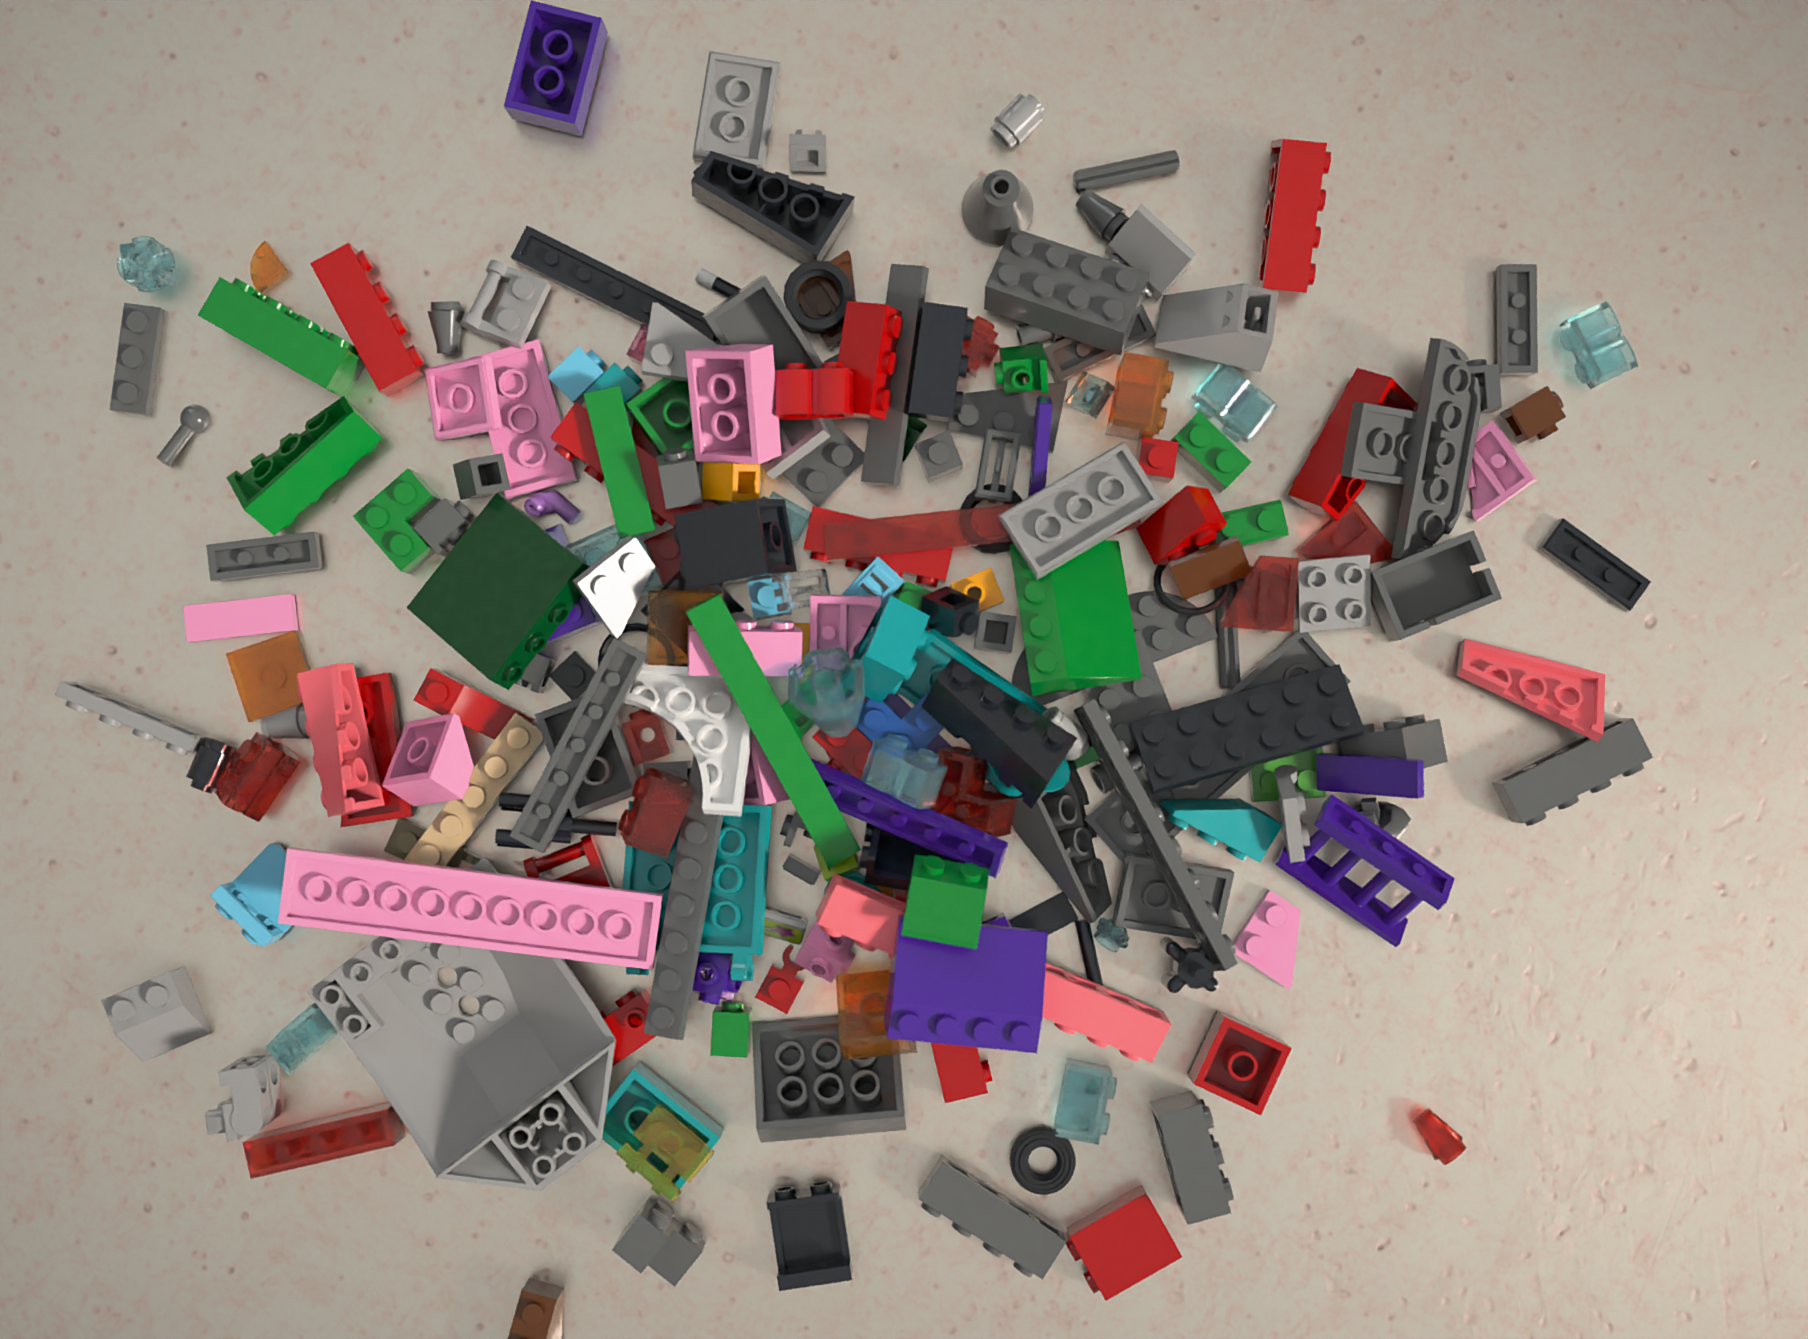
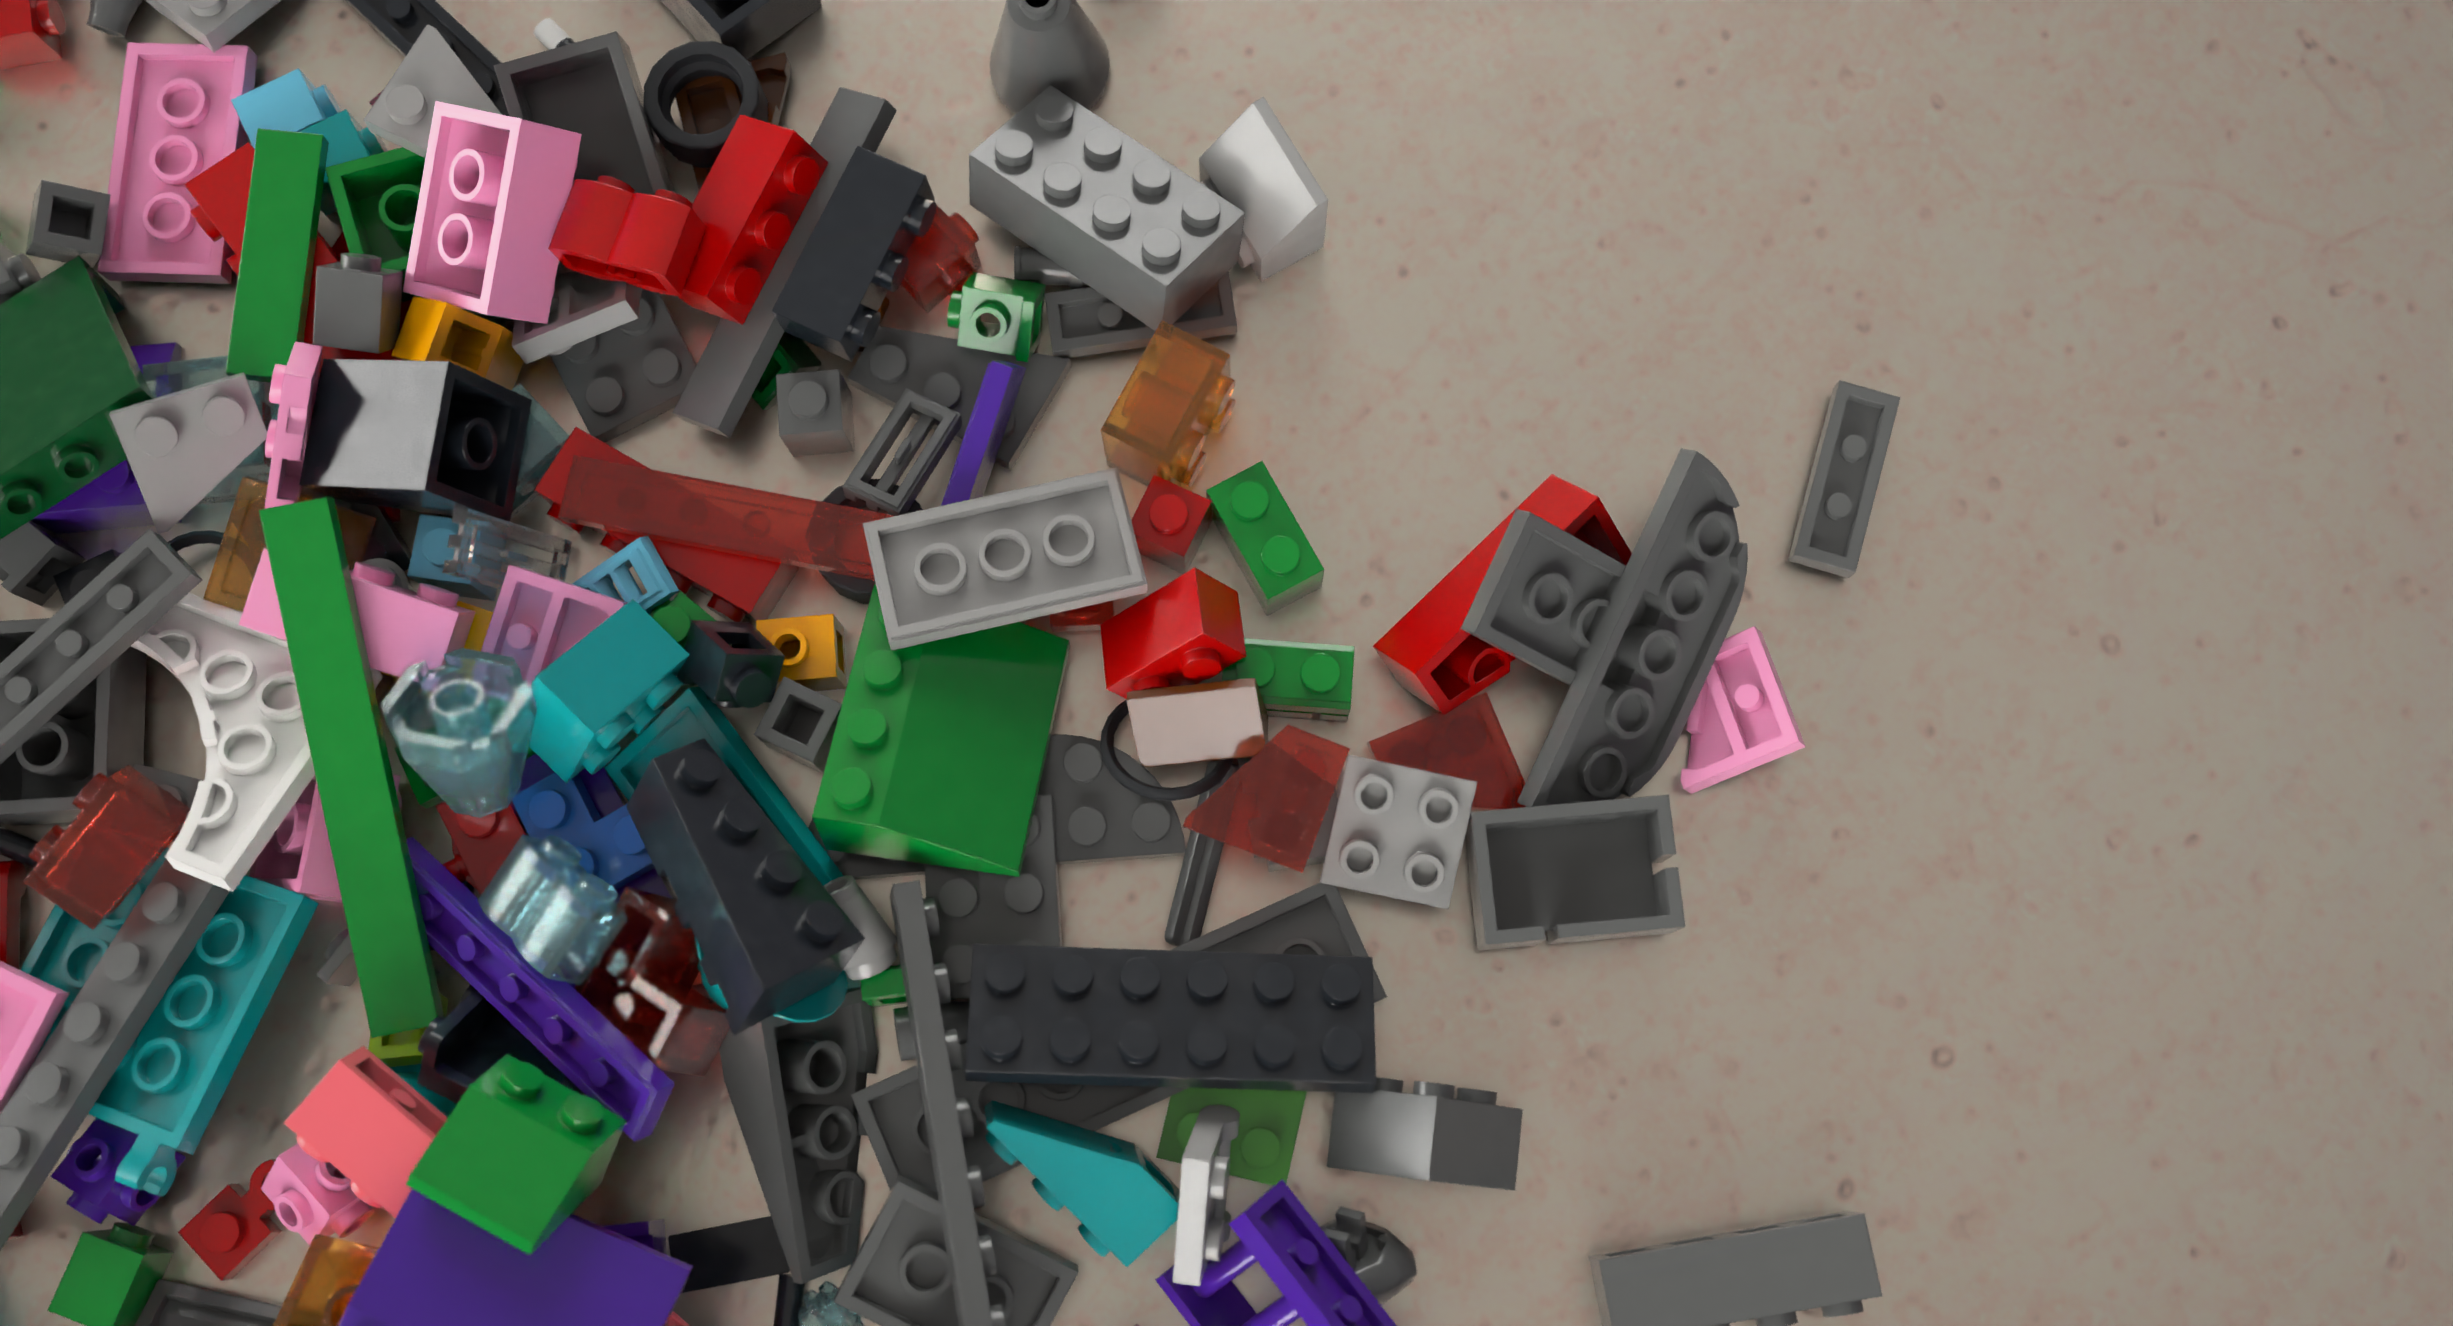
camera: 15 degrees right, 10 degrees down
(463, 398) = (93, 100): bright pink tile -> none
(551, 502) = (172, 305): medium lavender arm -> none
(642, 750) = (150, 722): clear red brick -> none
(670, 558) = (295, 391): none -> bright pink wing
(784, 925) = (259, 1108): slope -> none
(801, 869) = (335, 1026): dark grey tile -> none
(1089, 394) = (1094, 389): clear light blue plate -> none
(1102, 214) = (1205, 110): dark grey cone -> none
(1126, 170) = (1273, 65): dark grey axle -> none
(1220, 324) = (1343, 337): light grey slope -> none
(1233, 402) = (1330, 471): clear light blue brick -> none
(1293, 214) = (1514, 199): red wedge -> none
(1370, 775) = (1363, 1168): dark purple tile -> none
(1489, 384) = (1764, 568): dark grey bracket -> none
(1534, 415) = (1831, 641): reddish brown brick -> none
(1549, 688) = (1727, 1113): coral wing -> none
(1594, 564) = (1871, 928): black tile -> none
(1597, 345) = (1969, 559): clear light blue brick -> none

